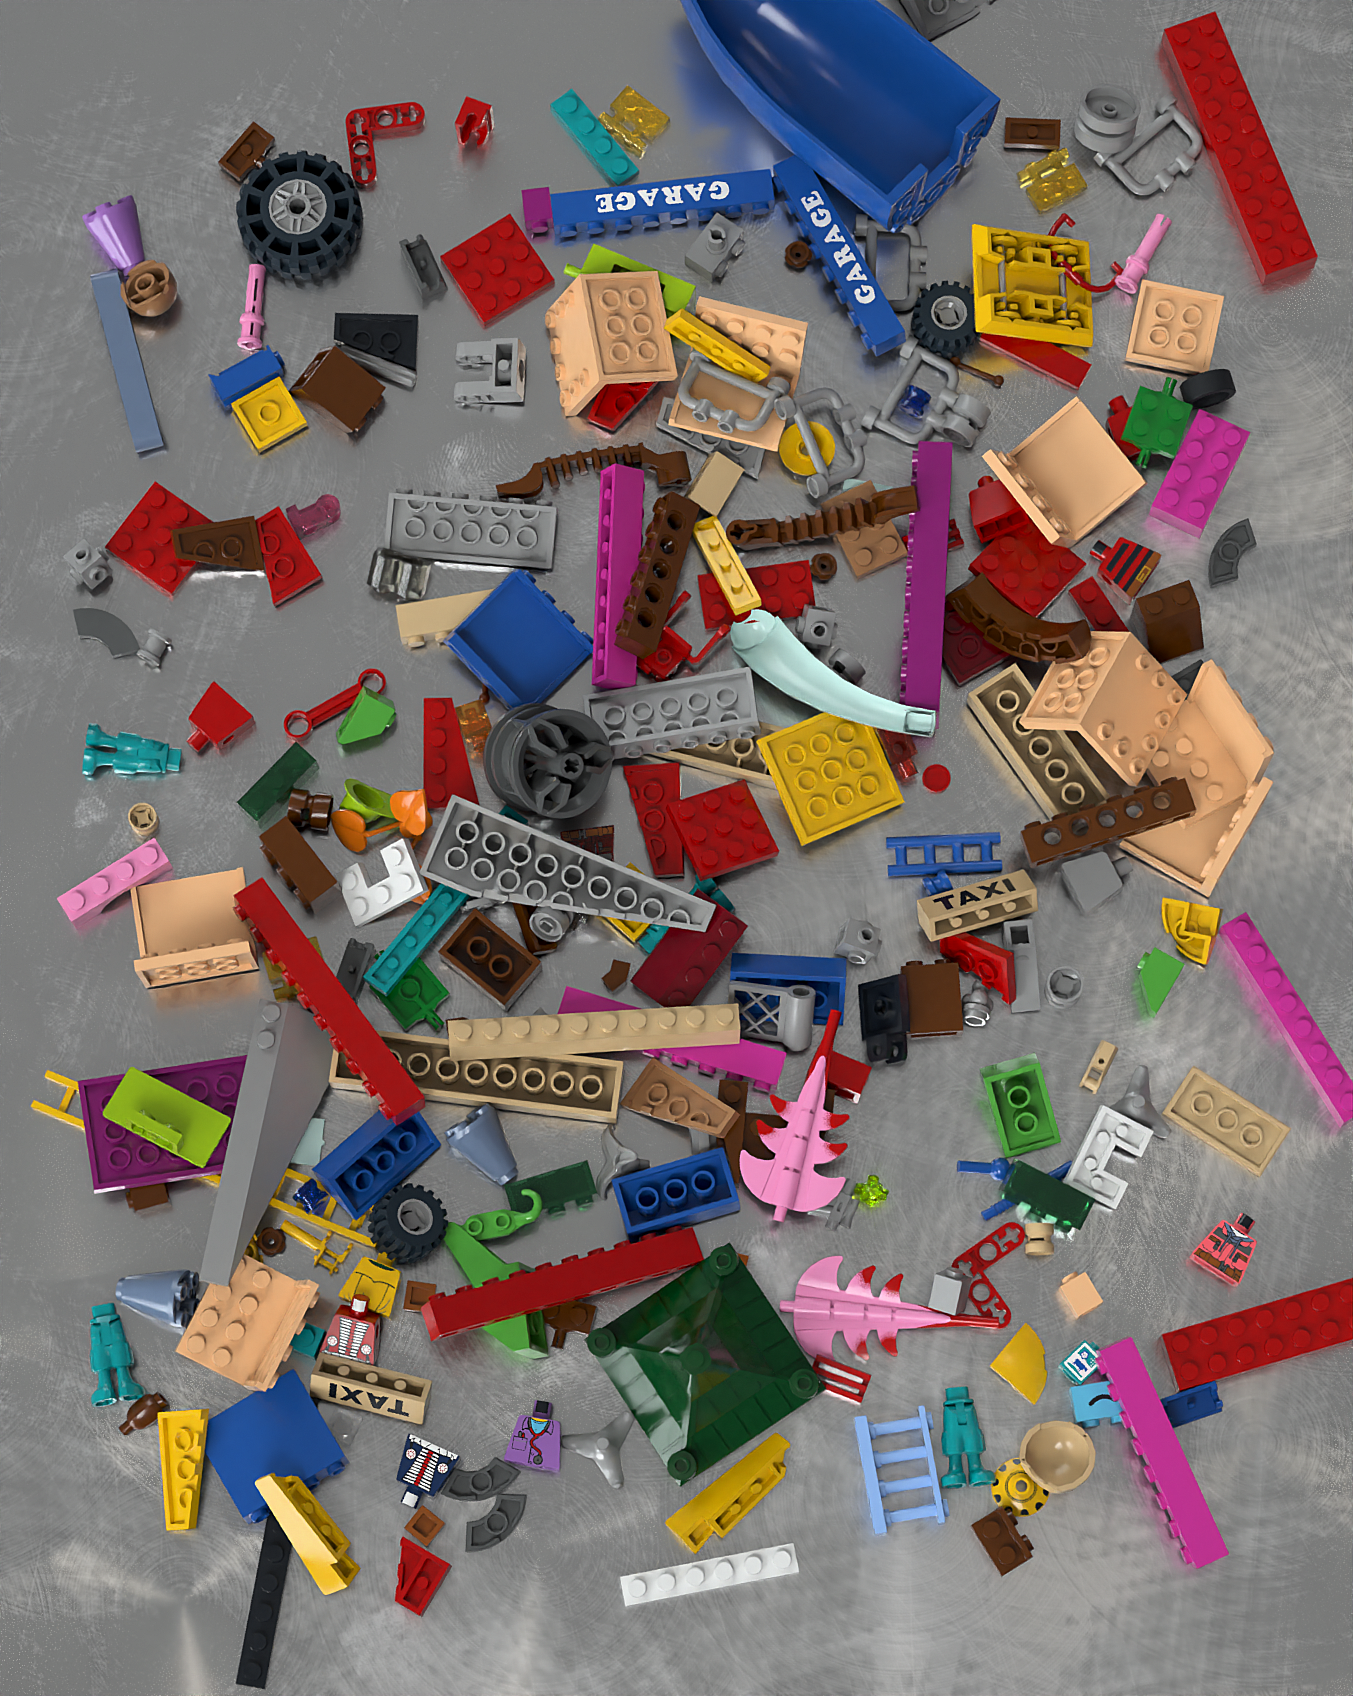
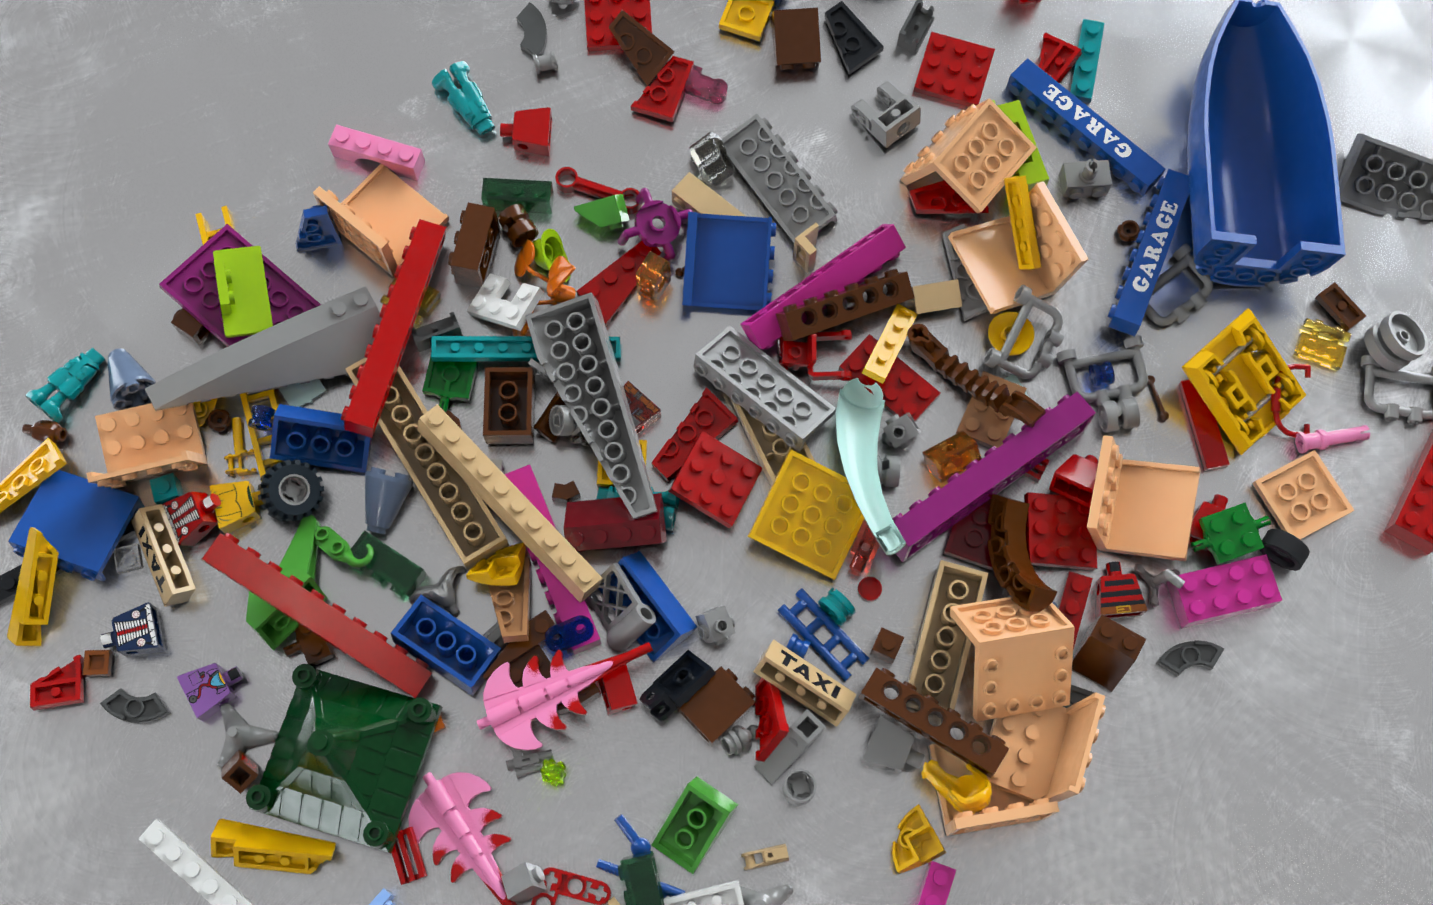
camera: 45 degrees right, 5 degrees down
(141, 814) = (429, 133): tan wheel -> none
(157, 1000) = (317, 229): none -> blue wing
(381, 366) = (832, 51): light grey axle -> none
(417, 1295) = (252, 537): dark orange plate -> none
(418, 692) = (647, 232): none -> magenta plate
(480, 1484) = (154, 676): dark grey tile -> none
(537, 209) = (1011, 59): magenta brick -> none
(564, 779) = (663, 332): dark grey wheel -> none
(569, 164) = (1057, 56): none -> red wing
(569, 566) = (804, 250): none -> tan panel
(639, 113) = (1126, 72): clear yellow plate -> none
(641, 1467) = (239, 771): none -> reddish brown brick
(644, 1088) = (501, 568): none -> yellow brick
(670, 468) = (923, 263): reddish brown piece -> none
(728, 419) = (984, 267): light grey bar -> none
(762, 1076) = (569, 635): none -> clear blue plate
(826, 559) = (950, 405): reddish brown plate -> none
(879, 601) = (951, 456): none -> clear orange brick
(930, 820) = (837, 606): none -> teal wheel
(945, 319) = (1171, 347): black wheel -> none
(1002, 807) = (886, 646): none -> reddish brown brick
(1140, 524) = (1157, 580): none -> light grey piece
(1157, 978) = (860, 847): bright green slope -> none
(1188, 848) = (962, 792): none -> yellow piece

